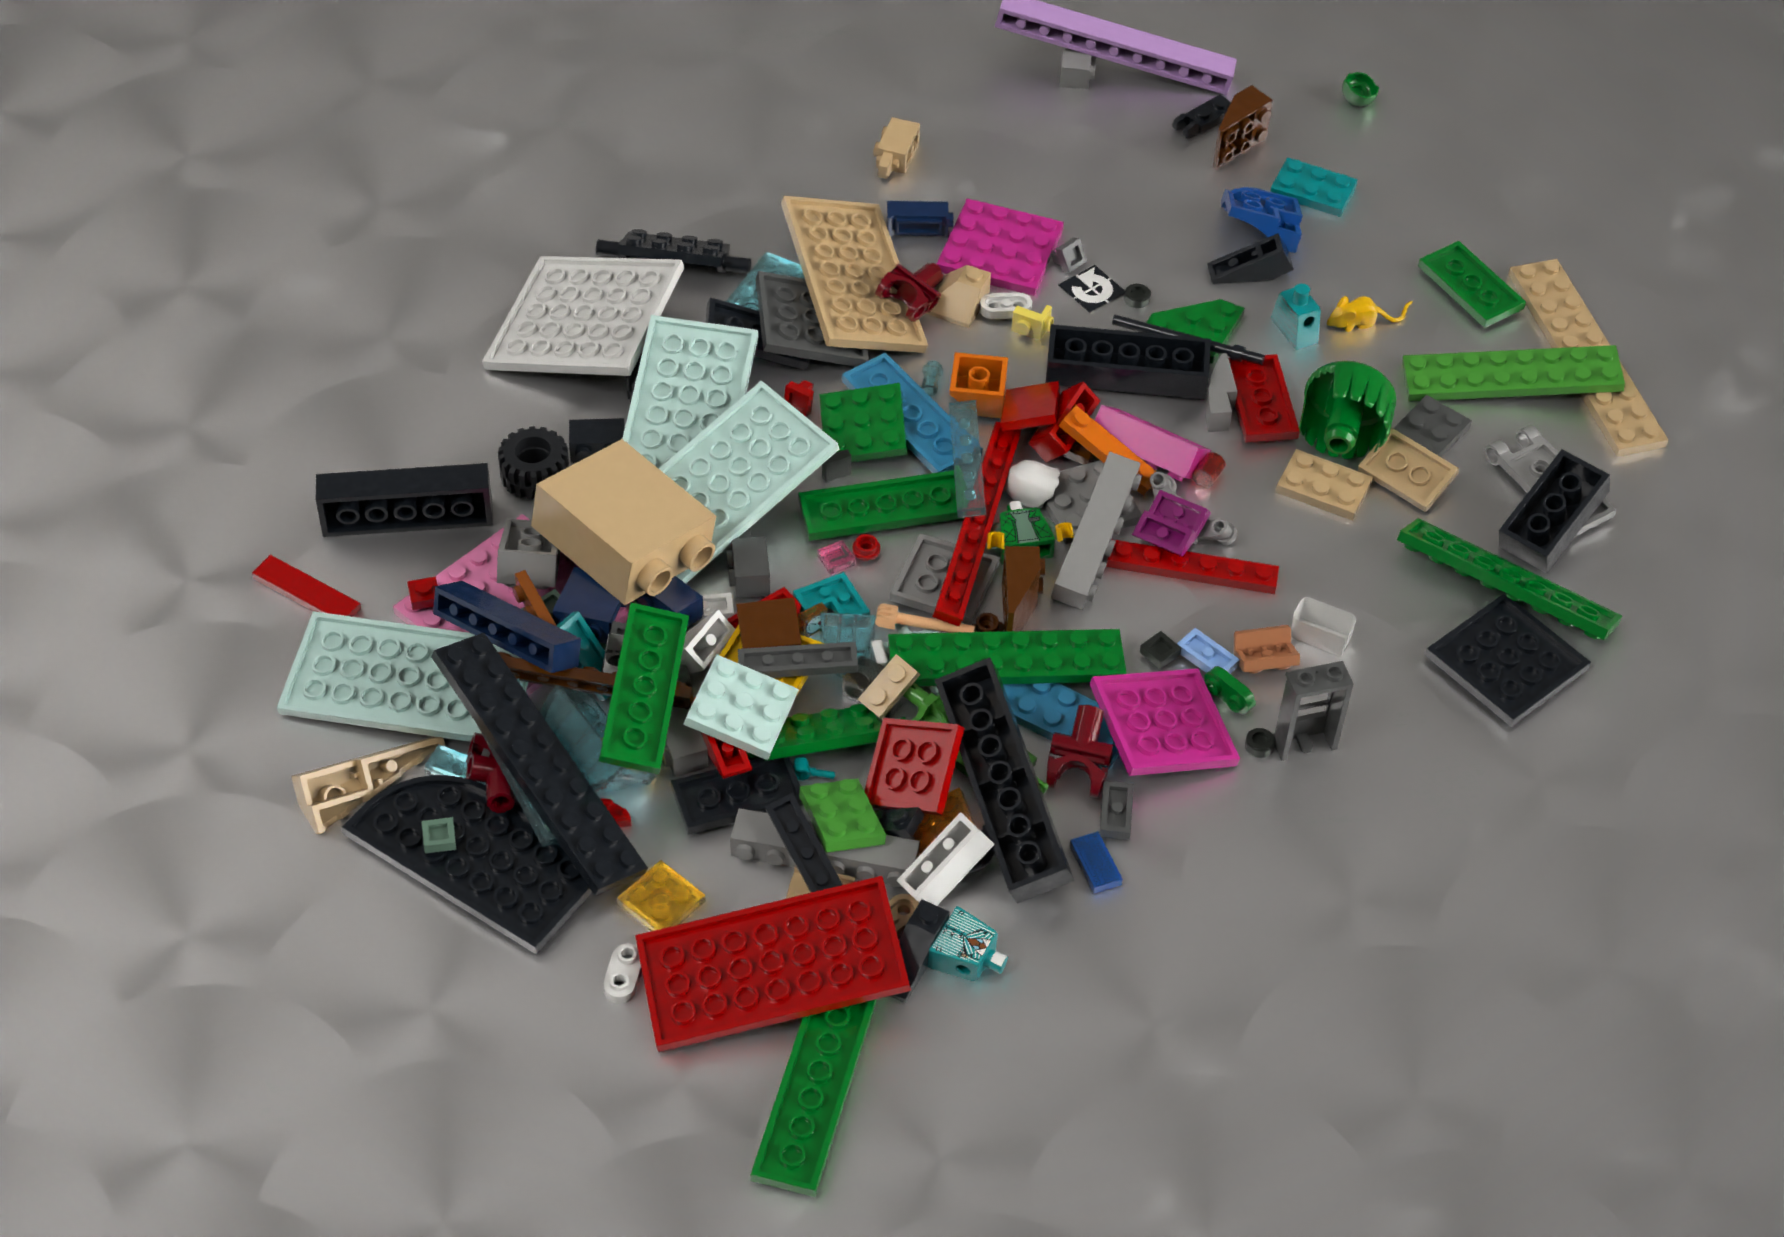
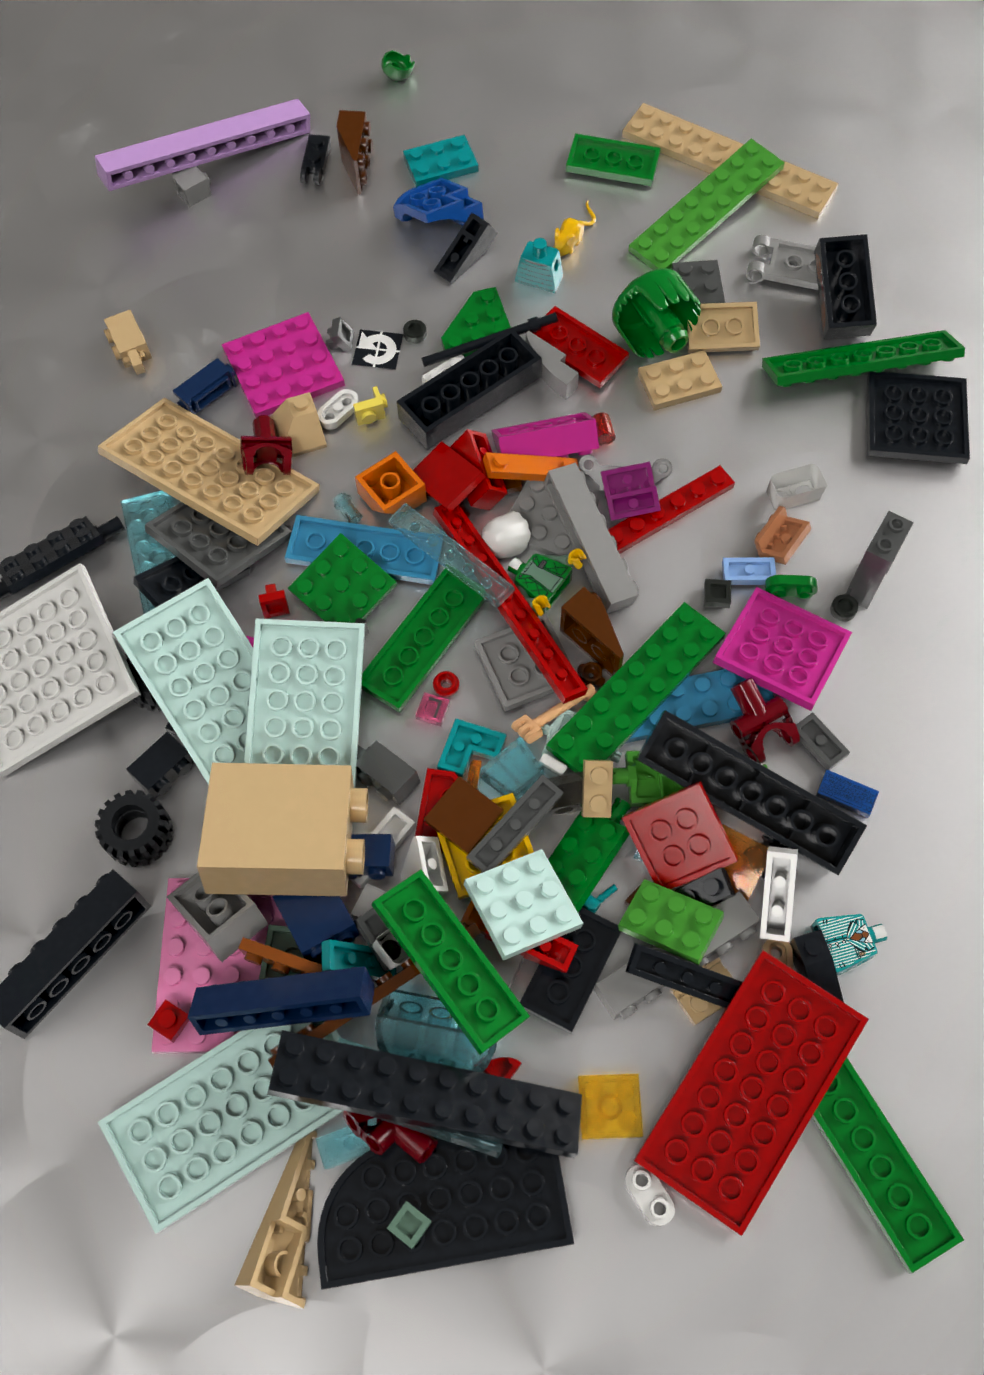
camera: 40 degrees left, 15 degrees up
(304, 588) = (63, 1101): red tile -> none

